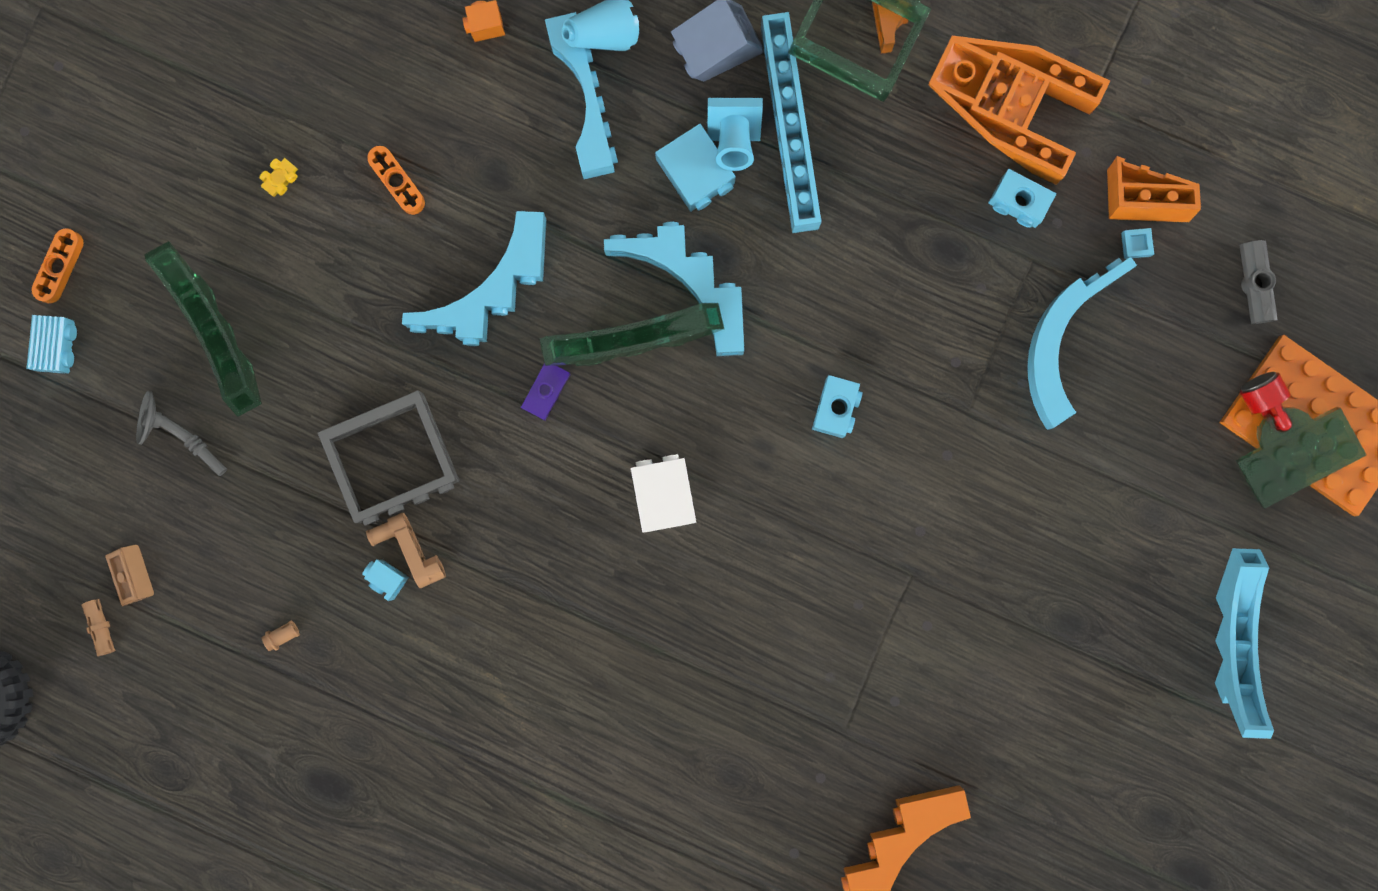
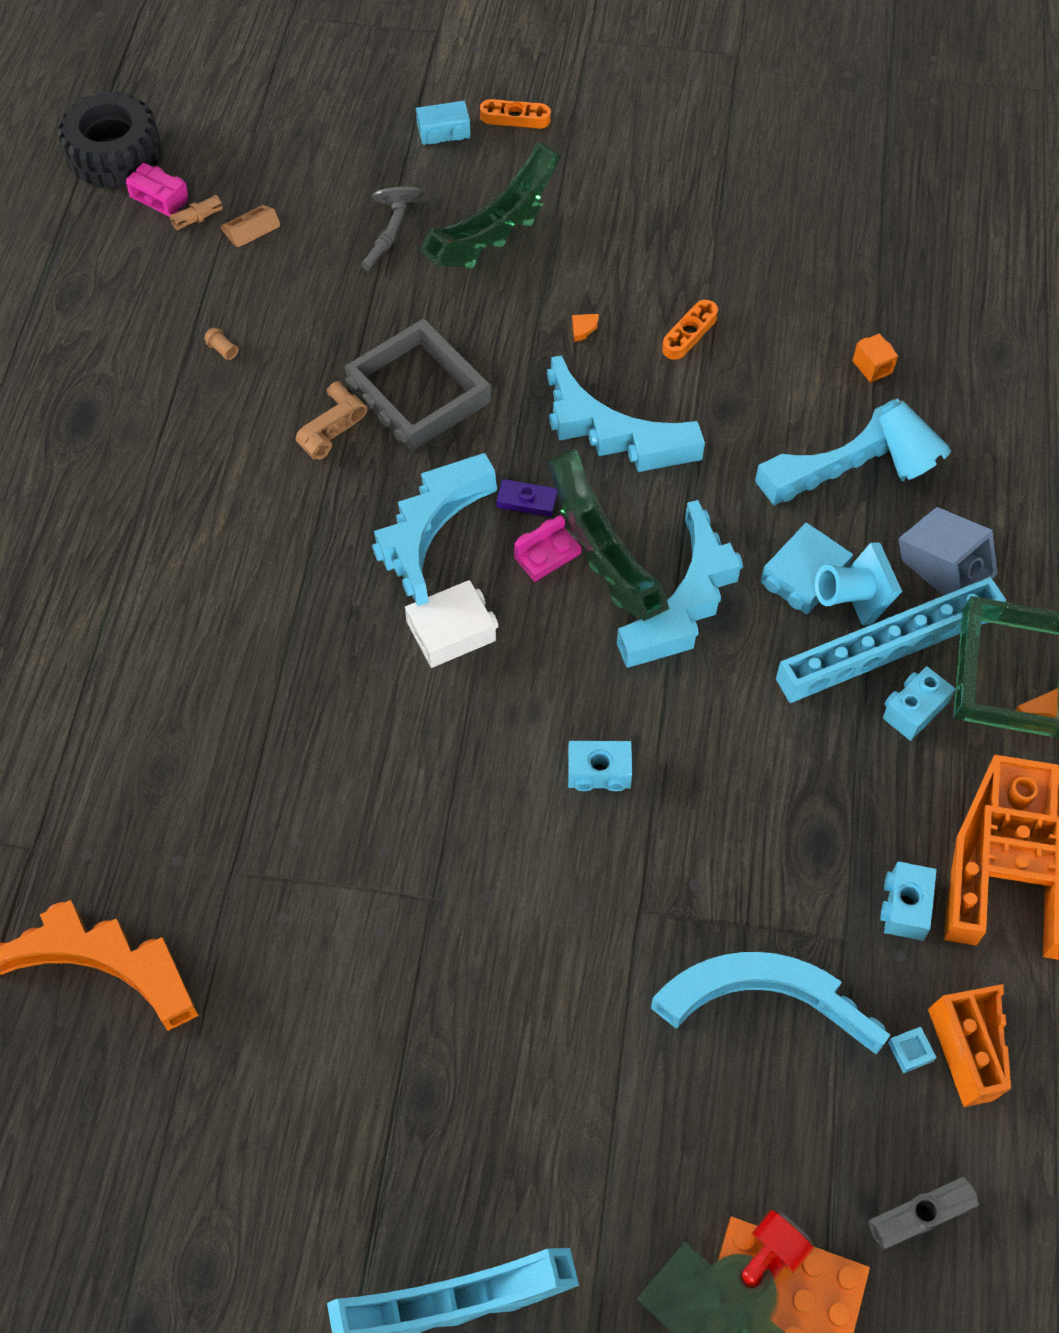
camera: 70 degrees right, 25 degrees down
(55, 661) = (157, 189): none -> dark pink brick
(281, 176) = (656, 244): yellow piece -> none
(361, 279) = (584, 325): none -> orange tile
(384, 578) = (296, 409): medium azure brick -> none
(524, 465) = (422, 516): none -> medium azure arch
(609, 389) = (546, 548): none -> dark pink bracket
(851, 123) = (918, 702): none -> medium azure brick

